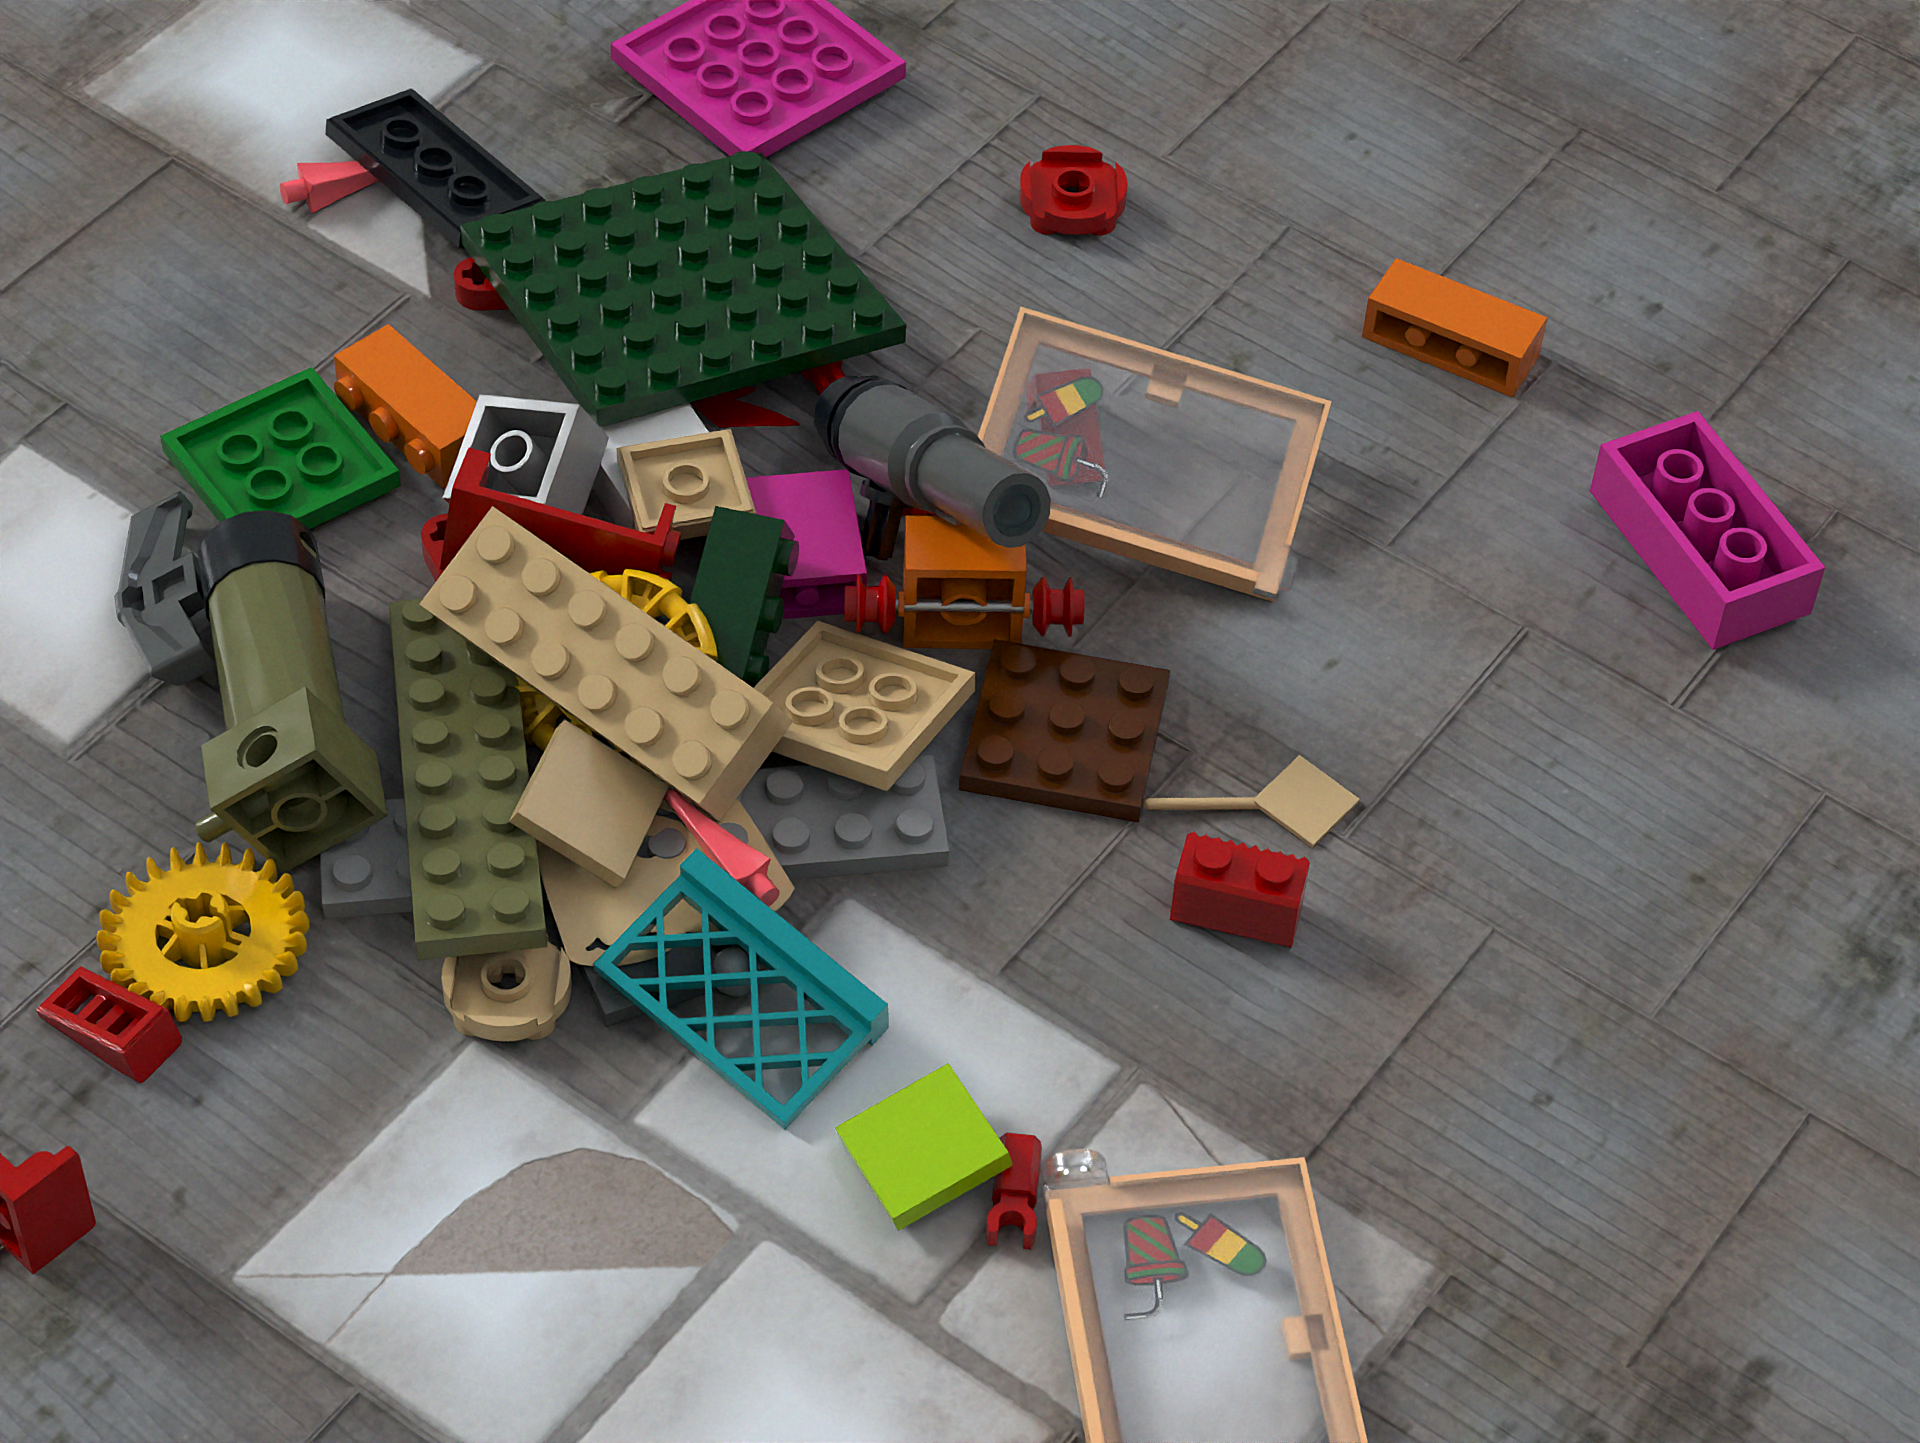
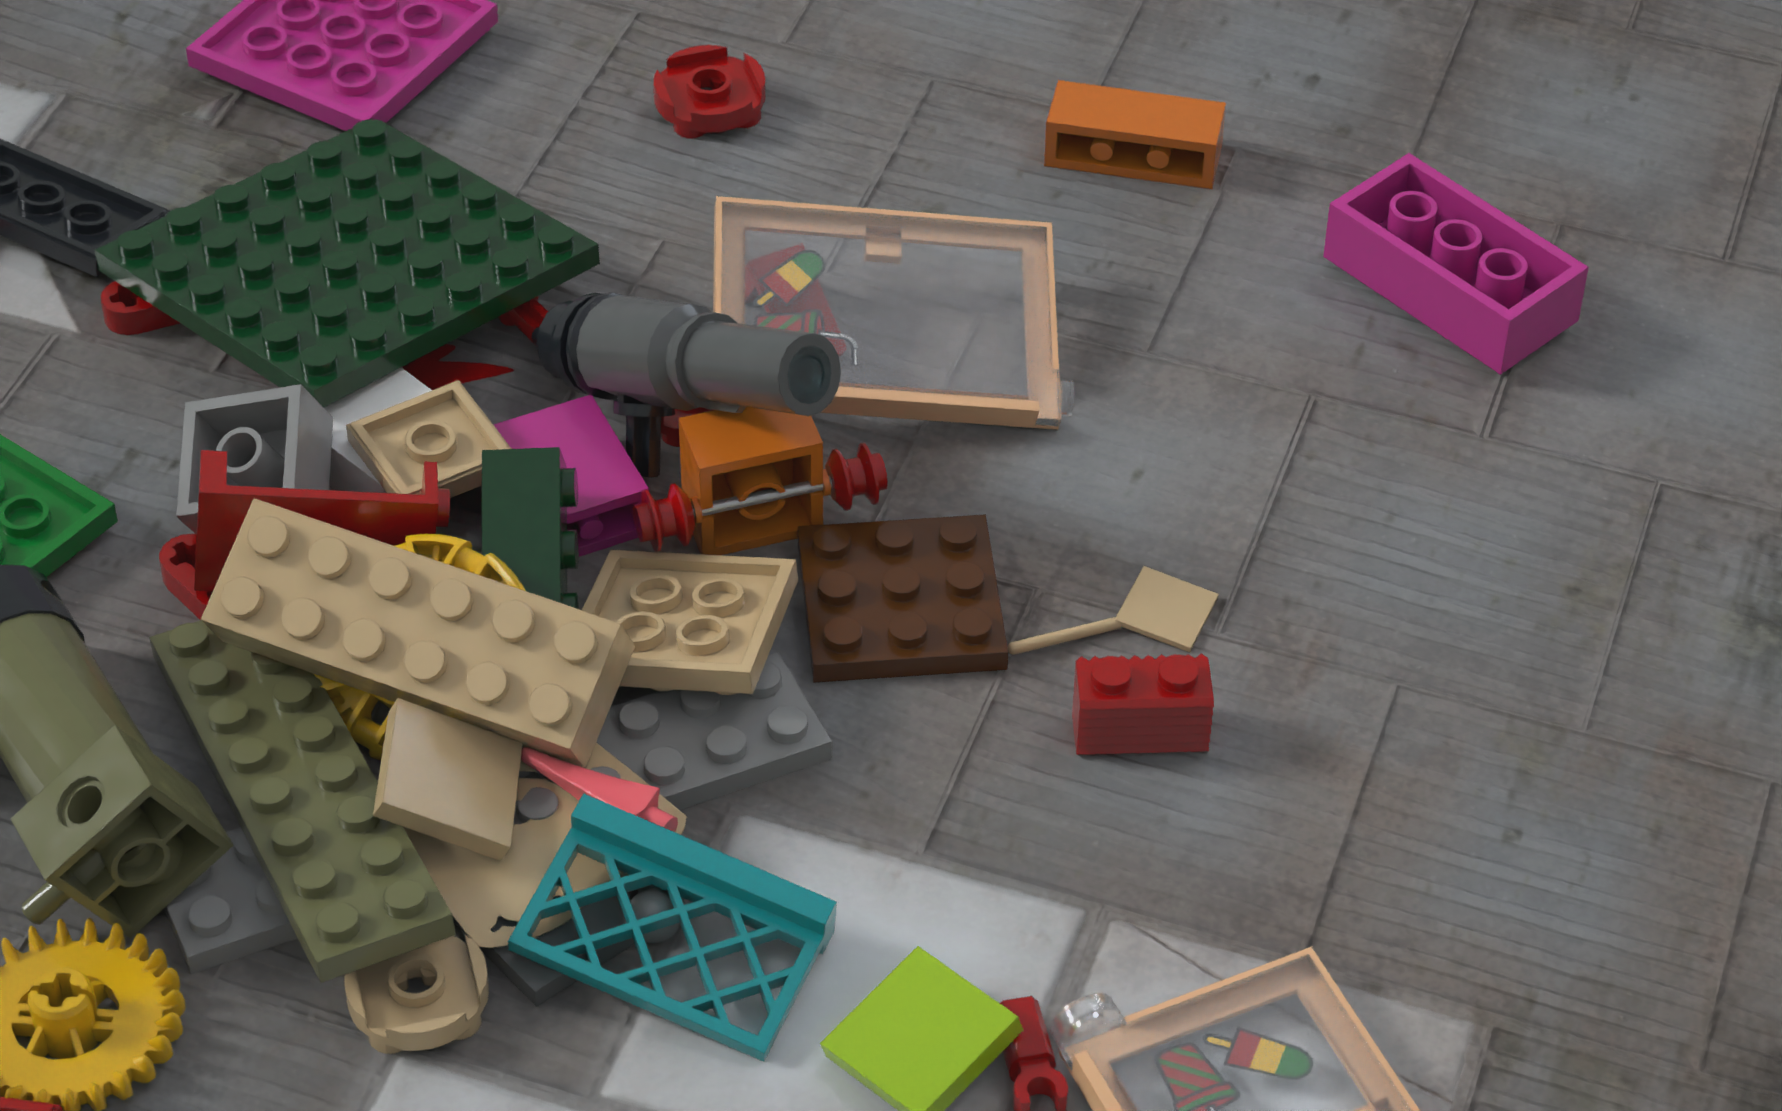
camera: 15 degrees left, 5 degrees down
(405, 400) = (100, 436): orange brick -> none

